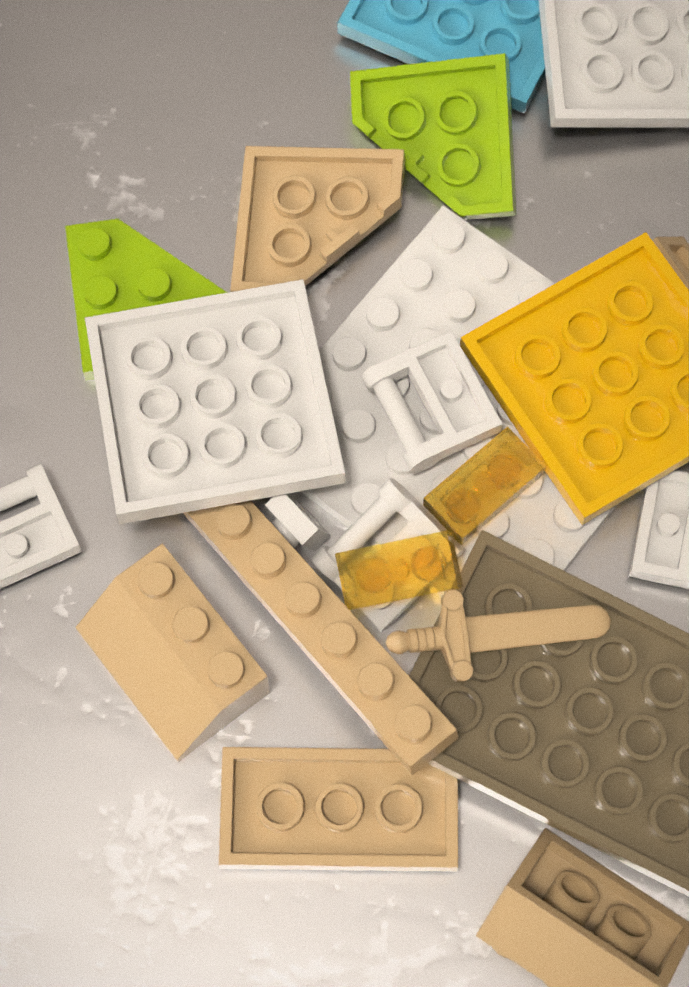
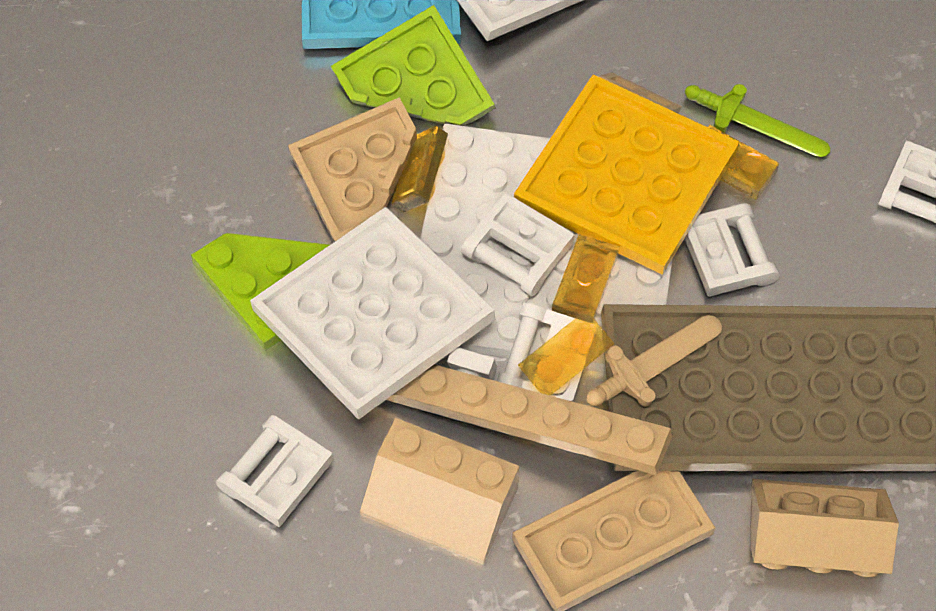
camera: 30 degrees left, 10 degrees down
(368, 261) = (420, 171): none -> clear yellow plate

